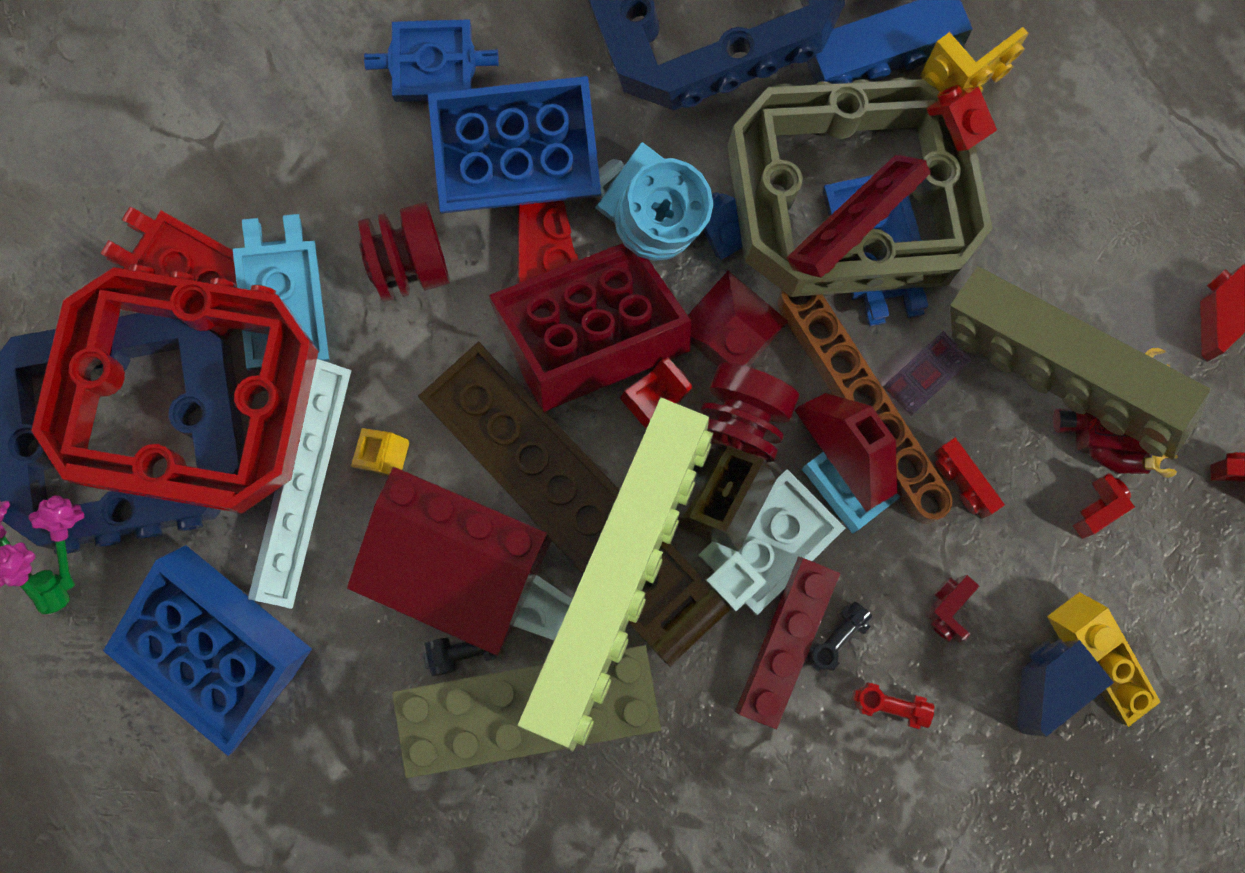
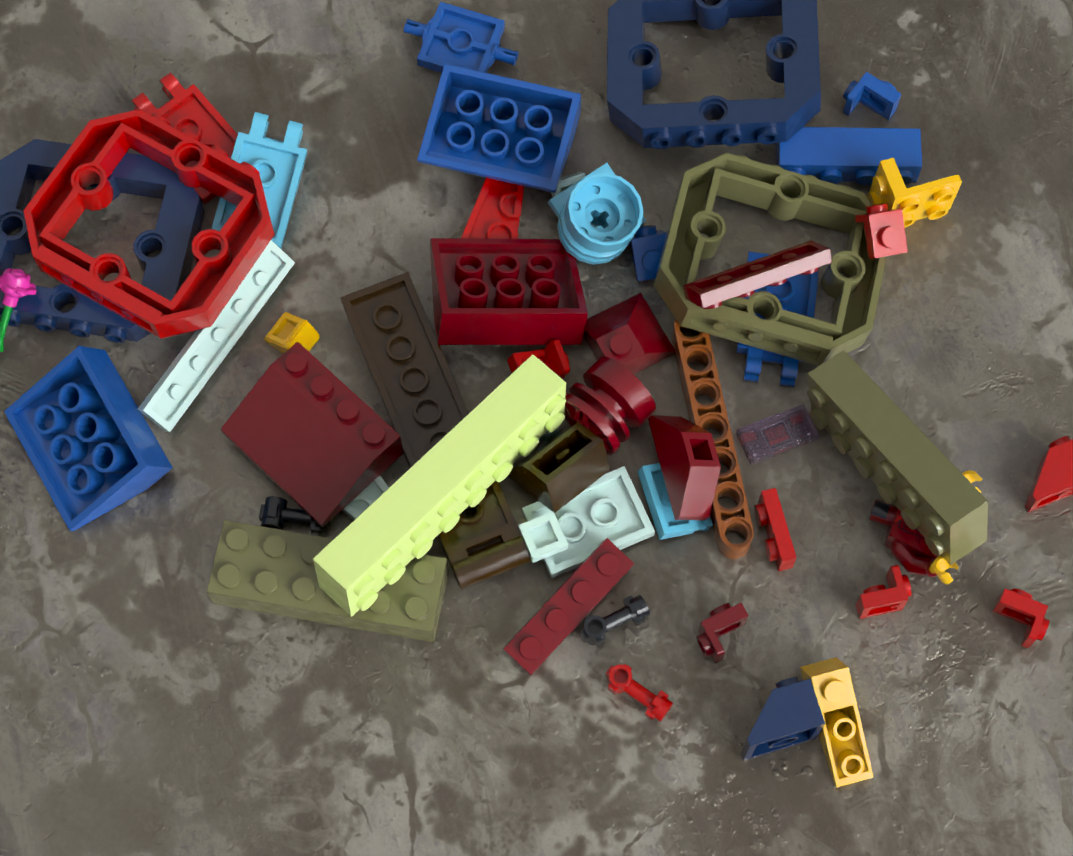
camera: 20 degrees right, 10 degrees down
(403, 252) = (375, 181): dark red wheel -> none

